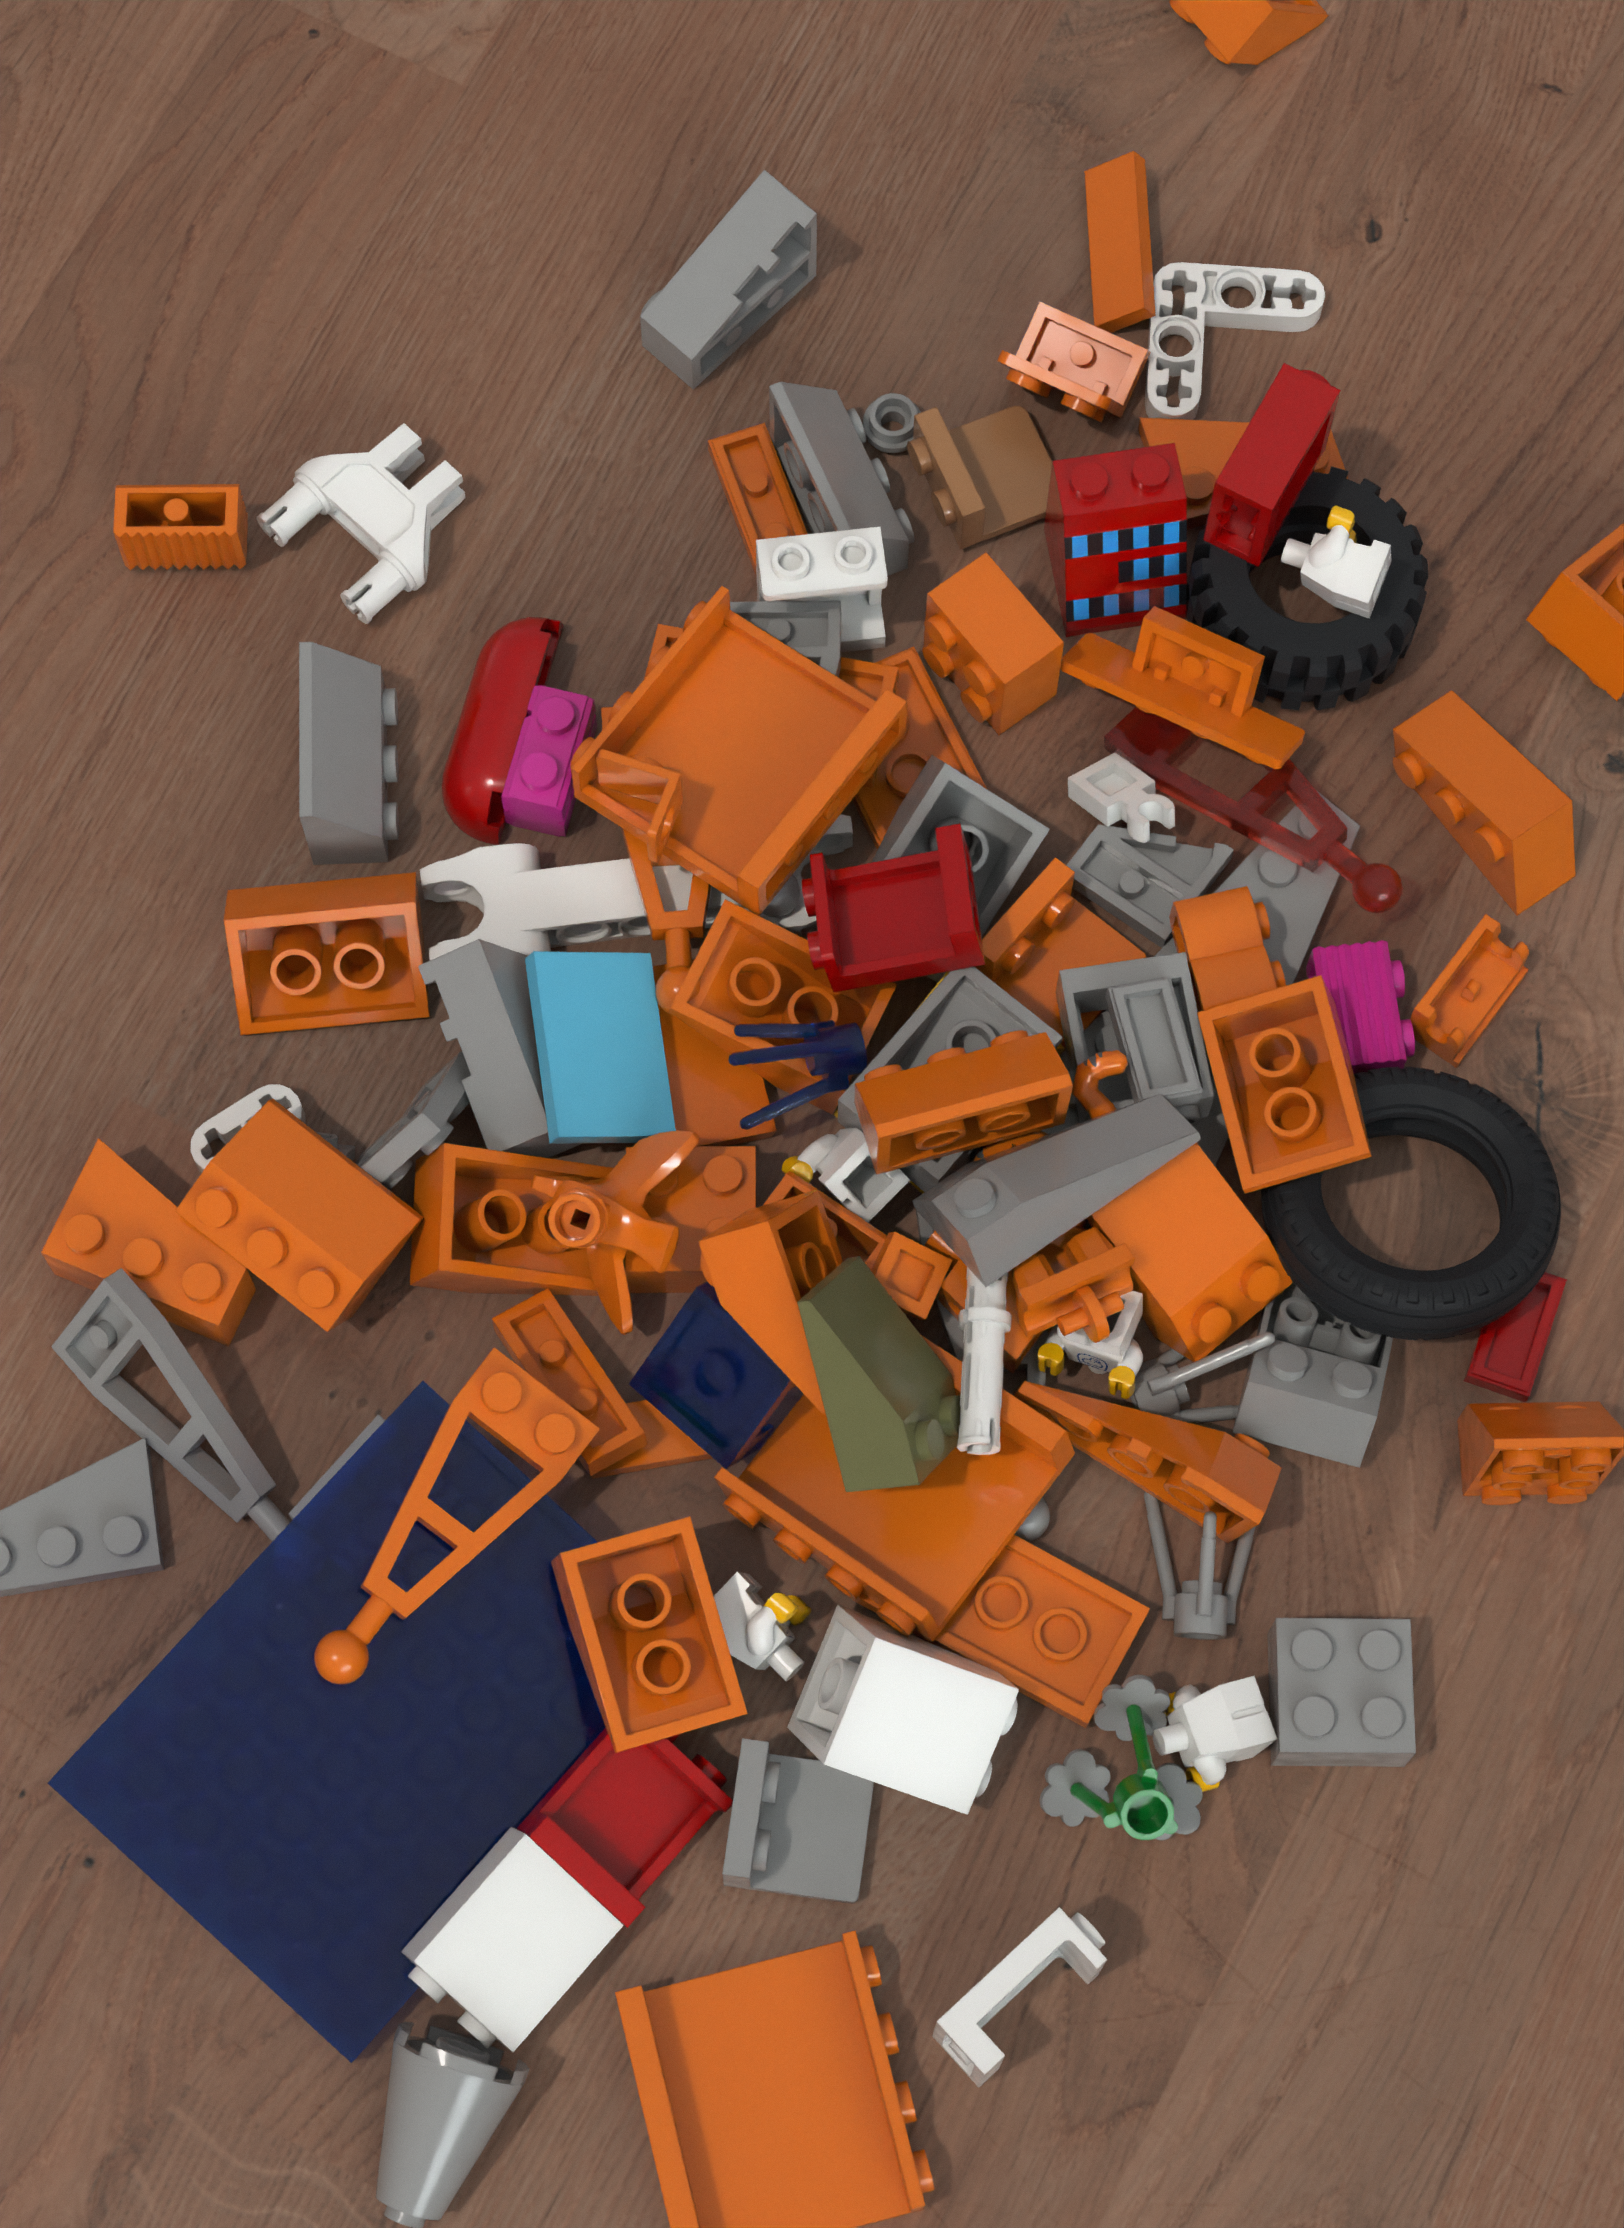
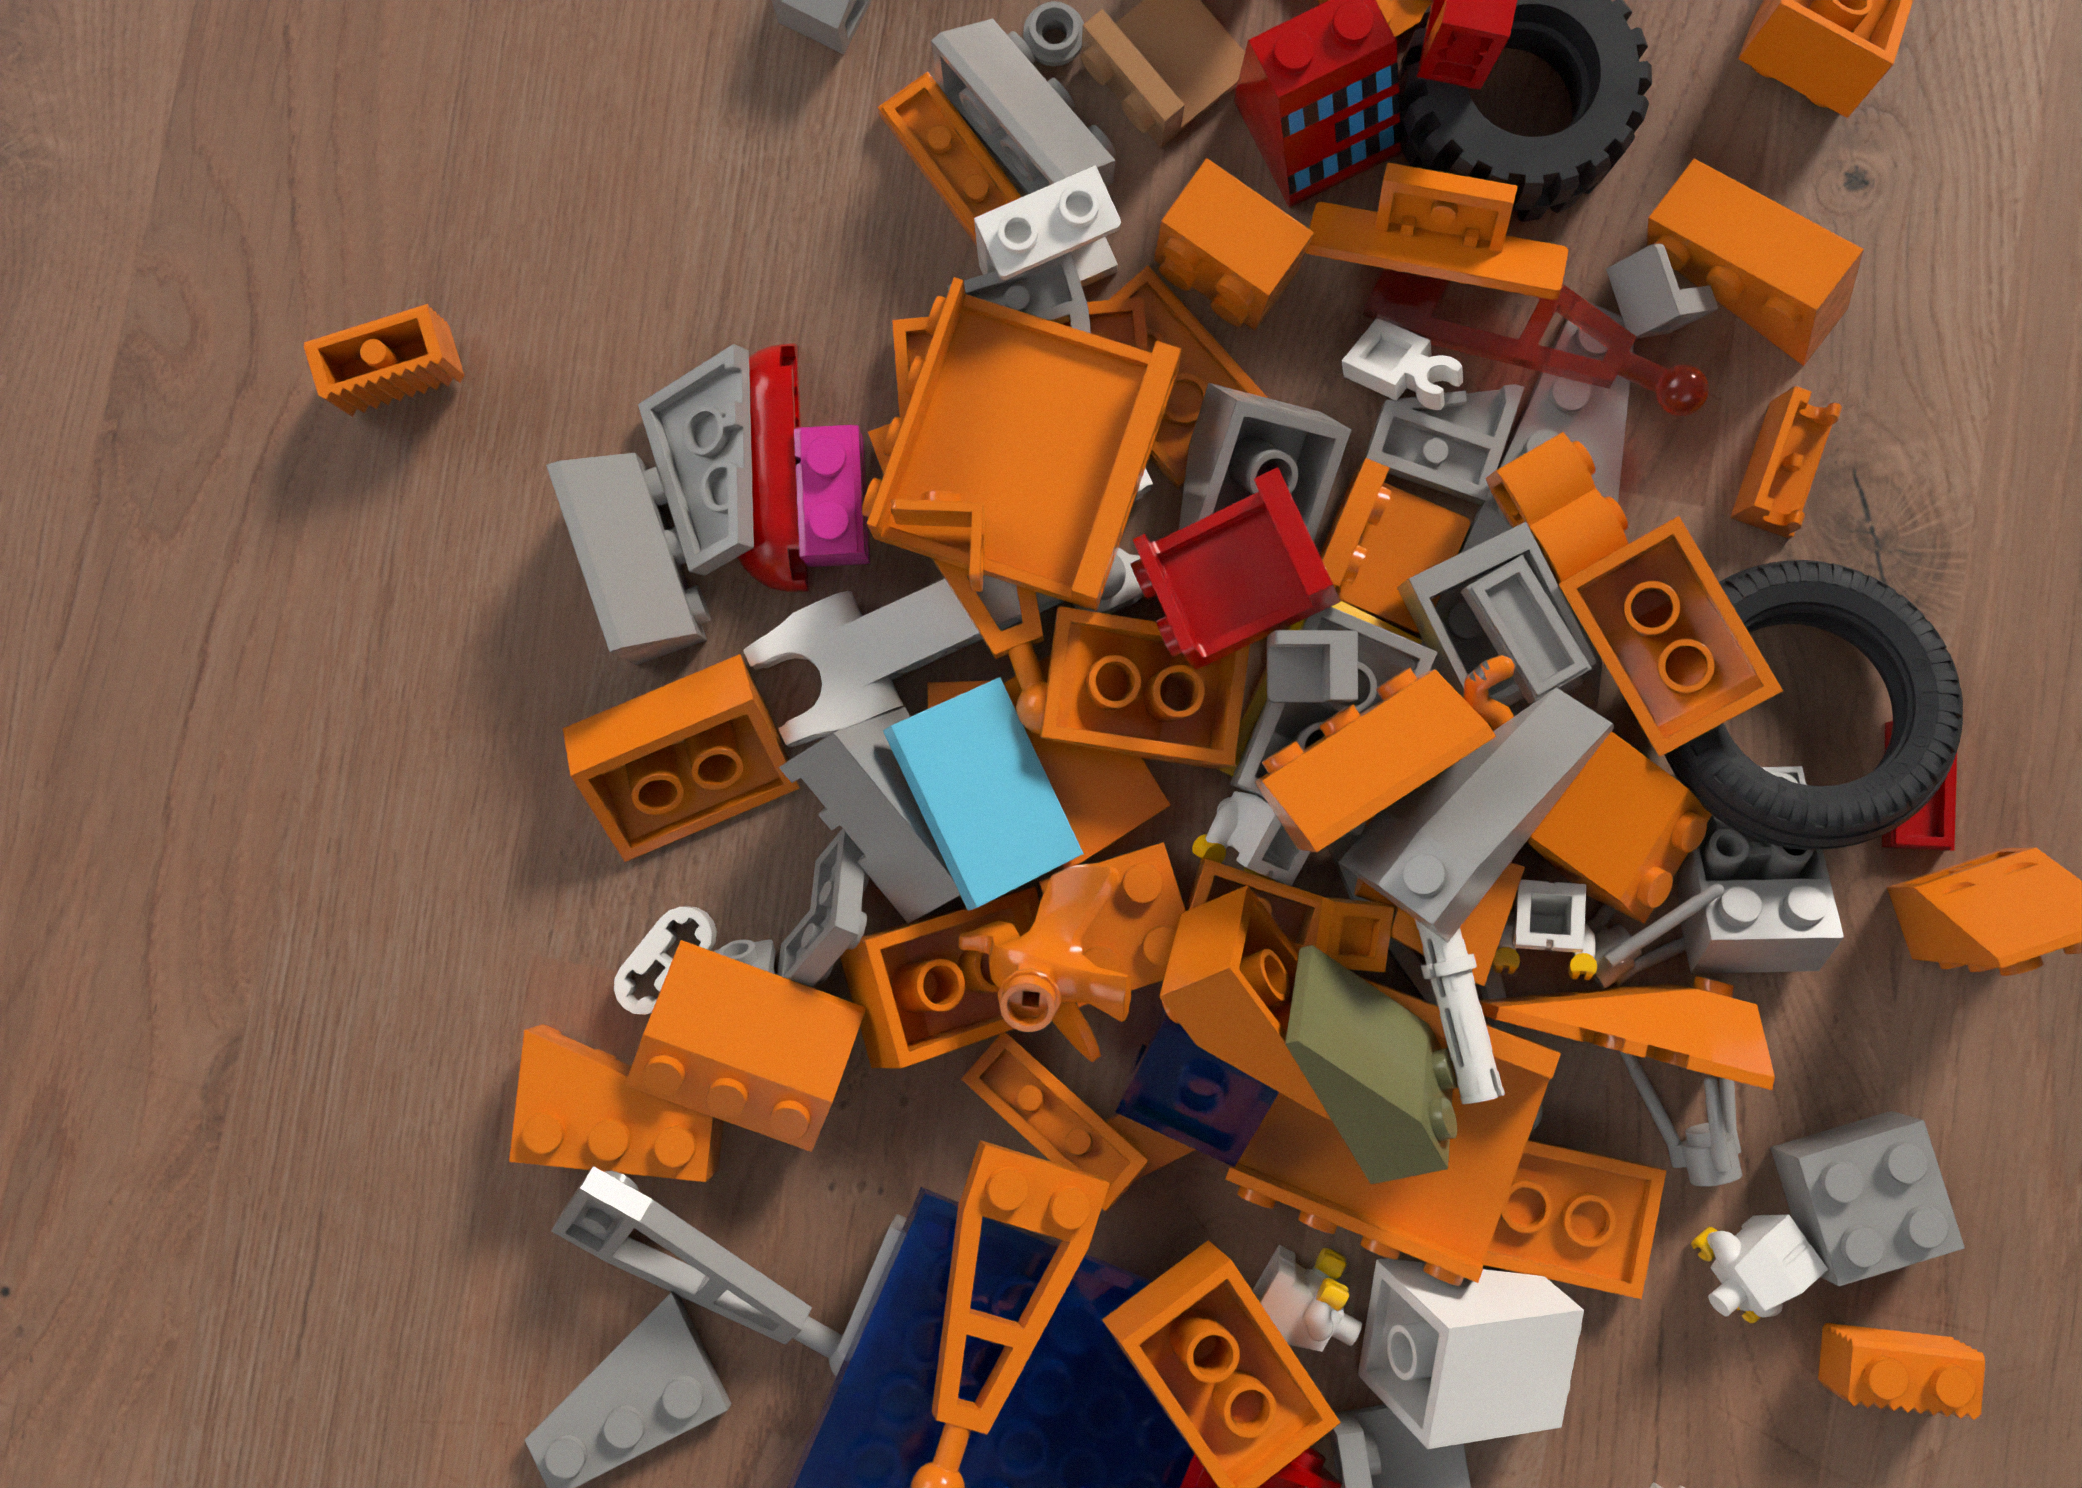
camera: 15 degrees left, 15 degrees up
(374, 507) = (574, 281): white connector -> none
(443, 690) = (704, 457): none -> light grey wing
(827, 1050) = (1213, 739): clear blue plant -> none
(937, 1005) = (1312, 666): none -> light grey panel
(1078, 1295) = (1545, 883): orange hips -> none
(1145, 1803) = (1725, 1350): light grey plant -> none
(1327, 1870) = (1902, 1370): none -> orange brick
(1338, 567) = (1572, 69): white piece -> none
(1366, 1001) = (1694, 488): dark pink brick -> none
(1375, 804) = (1651, 296): none -> light grey panel

